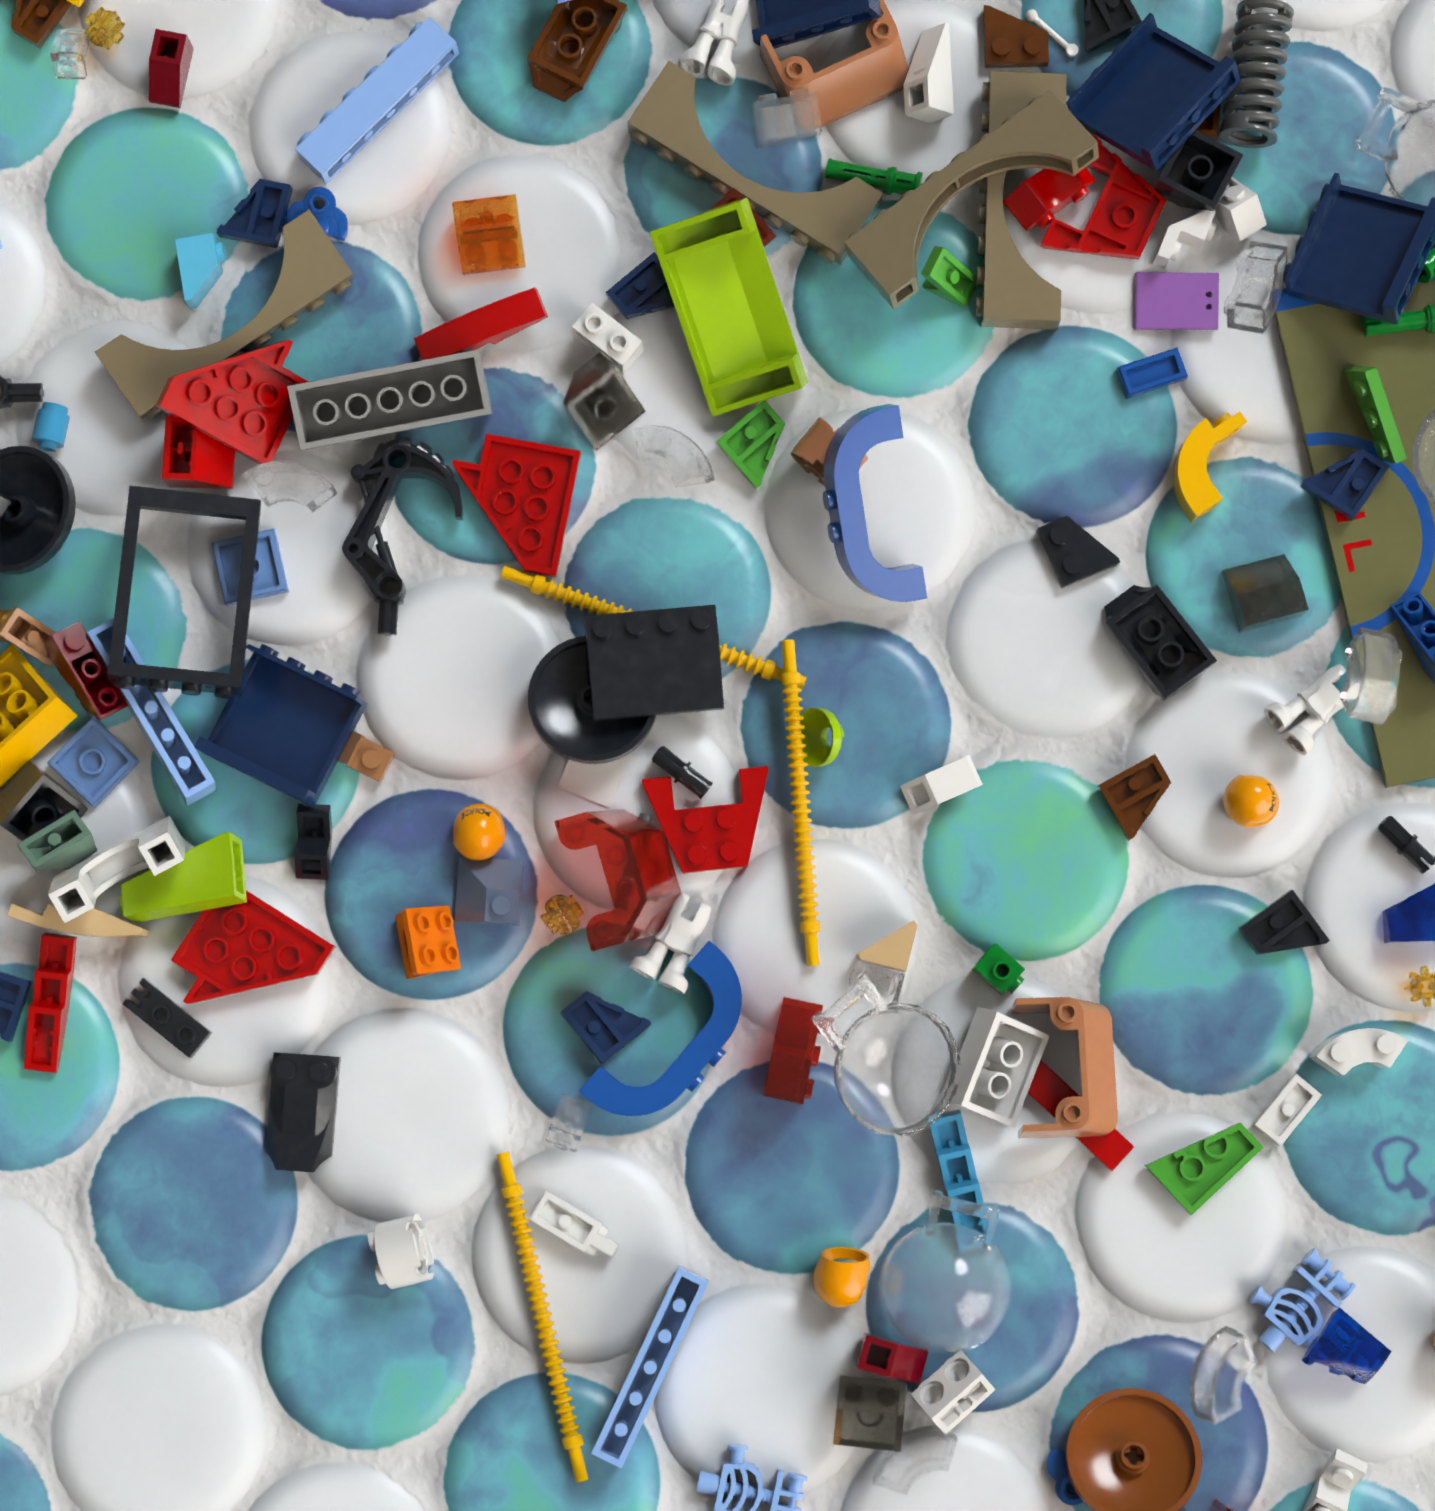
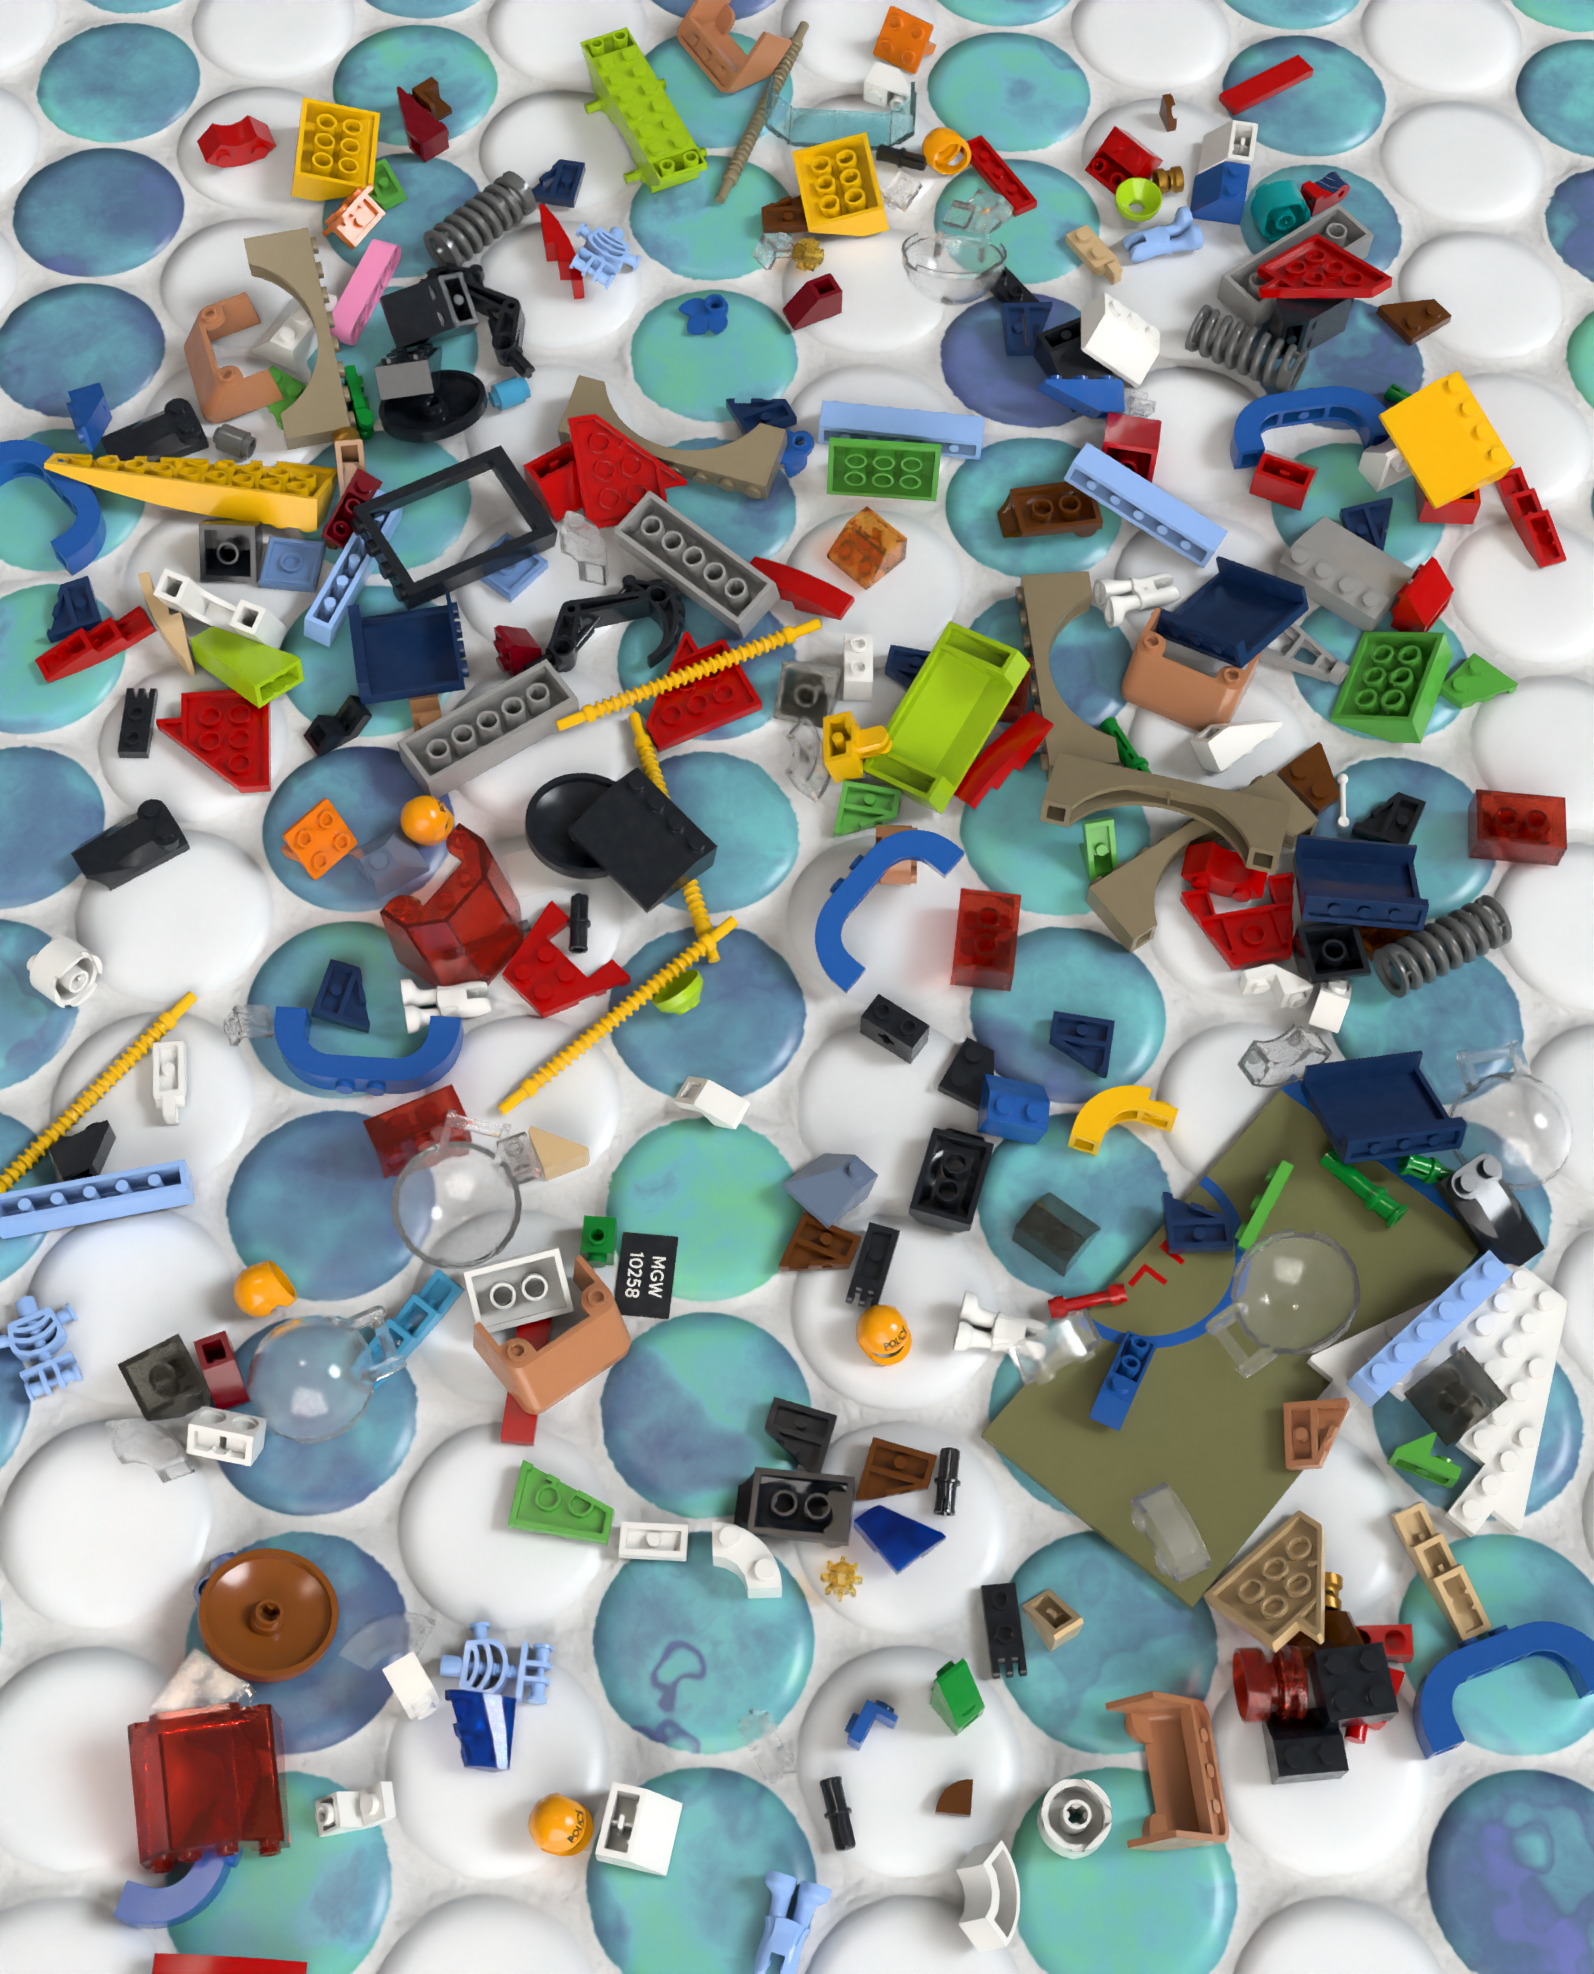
camera: 50 degrees right, 20 degrees down
(59, 844) = (213, 571): sand green slope -> none
(100, 180) = (706, 314): none -> blue plate
(200, 265) = (692, 404): medium azure slope -> none
(359, 628) = (514, 649): none -> dark red slope
(417, 154) = (883, 469): none -> bright green slope
(427, 711) = (487, 730): none -> light grey brick
(530, 377) = (590, 713): none -> yellow hose
(596, 1347) = (84, 1152): none -> black slope
(688, 411) = (848, 745): none -> yellow brick
(785, 118) = (1111, 662): clear brick -> none
(798, 286) = (1001, 757): none -> red slope
(964, 442) = (985, 939): none -> clear red brick
(988, 582) = (894, 1028): none -> black brick
(1050, 950) = (646, 1275): none -> black sticker
(1092, 744) = (831, 1186): none -> sand blue slope
(1113, 434) = (1084, 1040): none -> dark blue wing
(1132, 540) = (1013, 1109): none -> blue slope
(1152, 373) = (1155, 1038): blue tile -> none
(1176, 301) = (1225, 1017): medium lavender container -> none
(1184, 763) = (873, 1264): none -> black hinge
(1278, 1384) = (412, 1686): none -> white brick
(1343, 979) = (797, 1506): none -> black slope
(1355, 591) = (1060, 1307): none -> red bar
(1367, 878) = (894, 1471): none -> reddish brown wing

